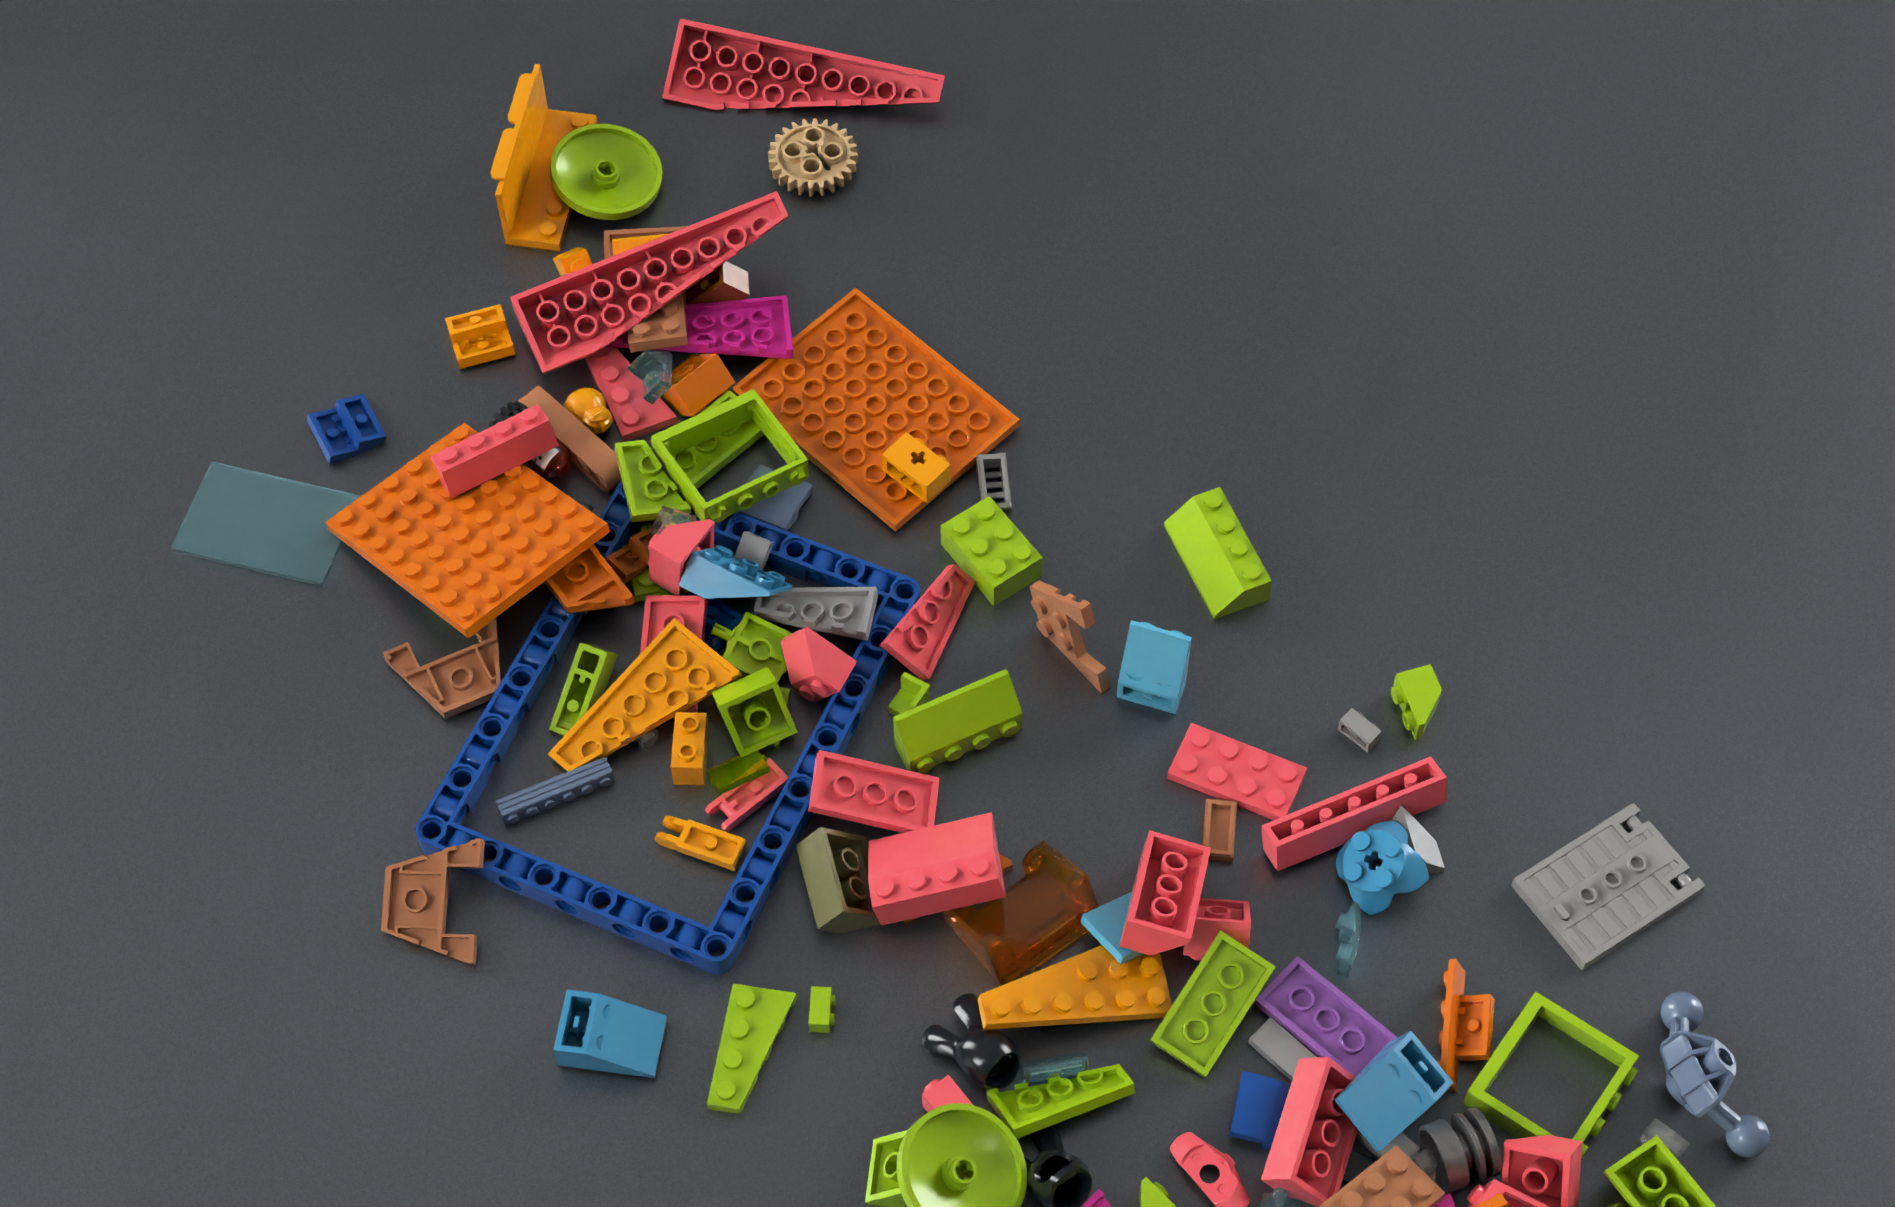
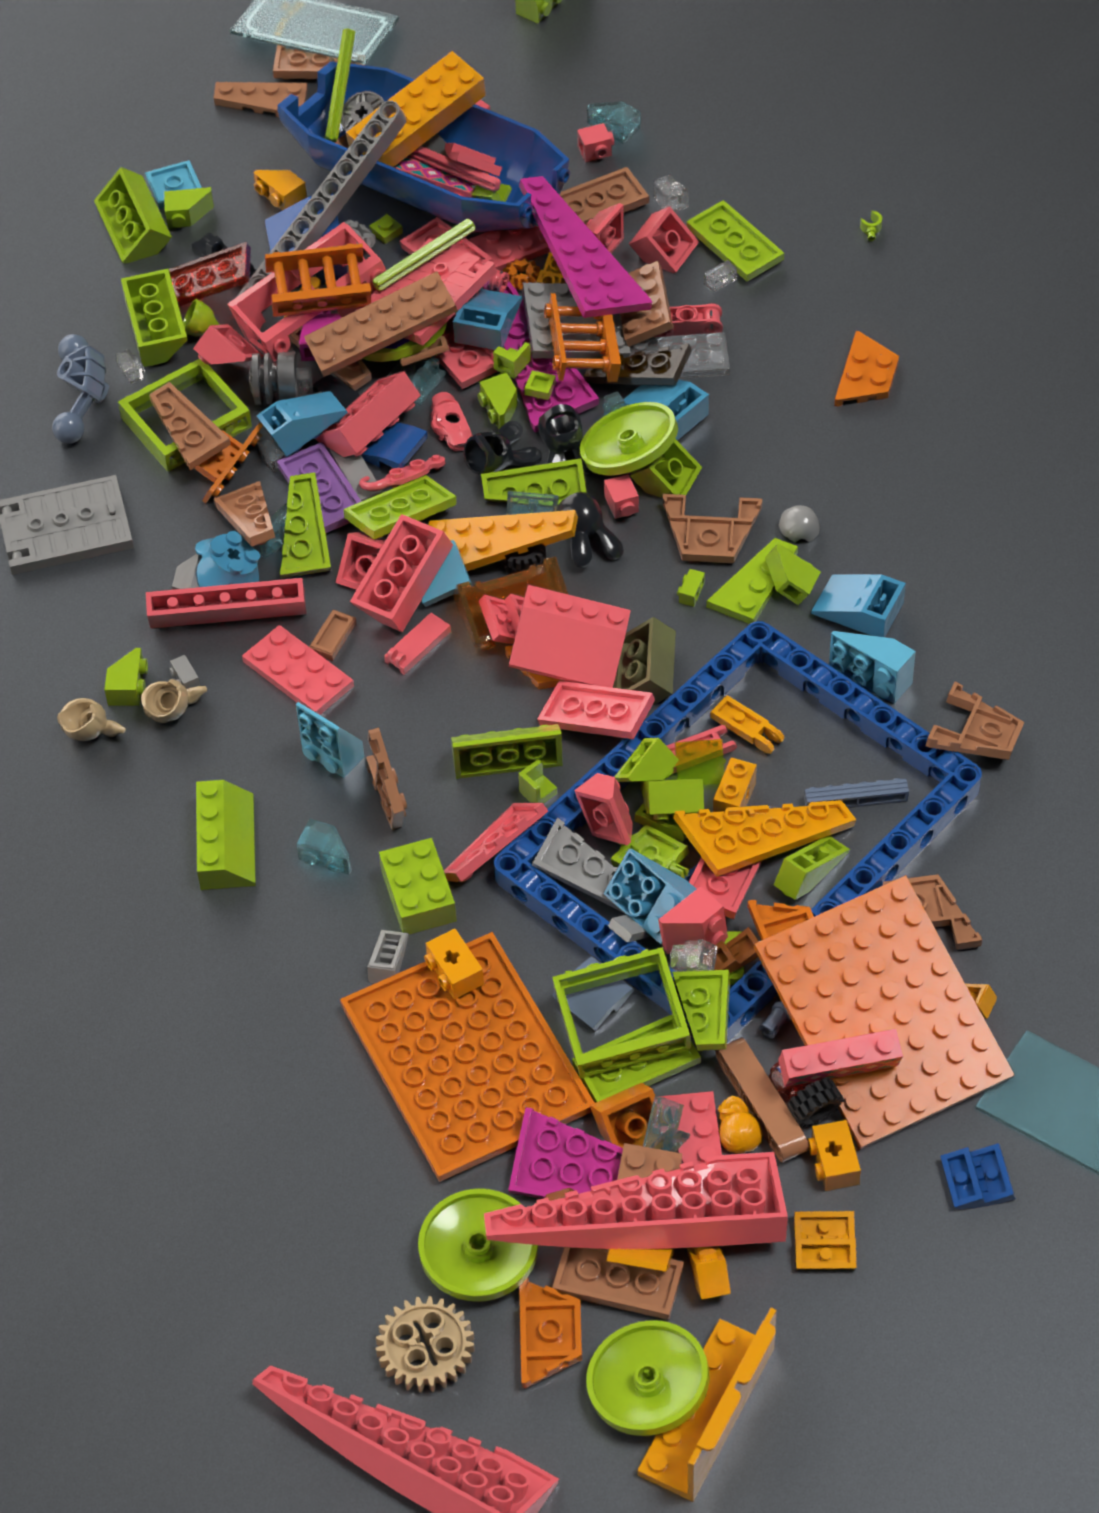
camera: 160 degrees left, 5 degrees down
(380, 600) = (983, 997): none -> light orange slope
(482, 398) = (835, 1140): none -> light orange brick
(568, 940) = (873, 662): none -> medium azure slope
(697, 1044) = (791, 574): none -> lime slope
(705, 189) = (547, 1332): none -> orange wing
(714, 1142) = (799, 523): none -> light grey hair
(792, 731) = (648, 762): none -> lime slope
(804, 245) = (460, 1257): none -> lime dish
(821, 1086) = (710, 537): none -> nougat wing
(1026, 889) = (502, 616): none -> coral slope
(1106, 568) = (324, 847): none -> clear light blue slope
(1117, 845) = (417, 643): none -> coral hinge
(1134, 1122) = (493, 450): none -> black piece
(1229, 1065) = (400, 476): none -> coral piece
(1312, 937) = (304, 537): none -> lime wing
(1356, 680) = (169, 700): none -> tan hair
(1392, 941) = (247, 513): none -> nougat wing
(1430, 631) = (86, 720): none -> tan hair
(1517, 1024) = (188, 427): none -> nougat wing

